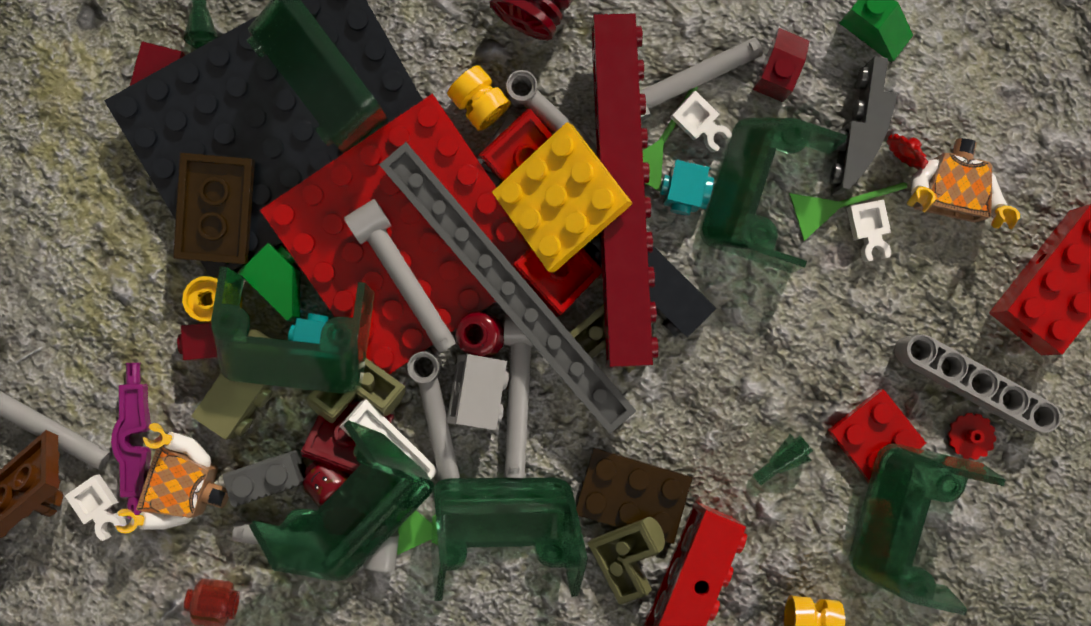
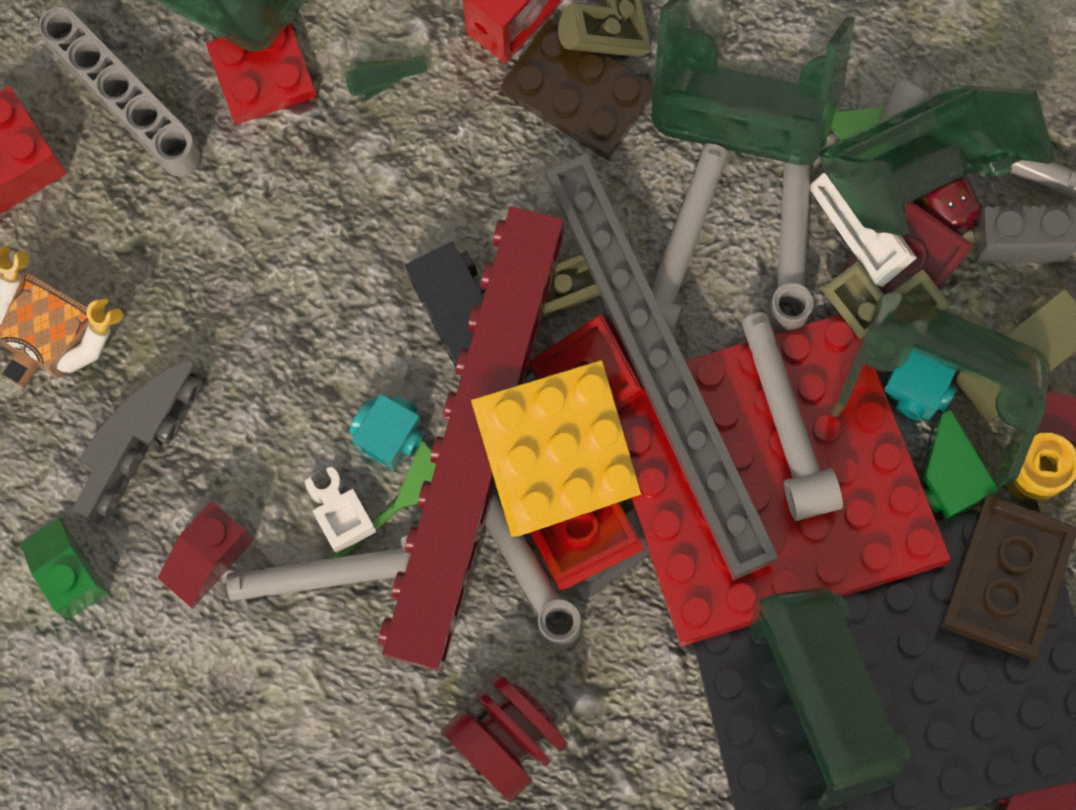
camera: 150 degrees left, 10 degrees down
(475, 94) = (619, 627): yellow wheel -> none
(478, 392) = (733, 256): light grey brick -> none
(480, 334) = (708, 323): dark red head -> none
(731, 213) = (313, 413): clear green windscreen -> none
(814, 211) = (234, 358): bright green piece -> none
(869, 223) = (173, 318): white plate -> none
(907, 151) = (90, 389): red piece -> none
(972, 436) = (147, 38): red piece -> none

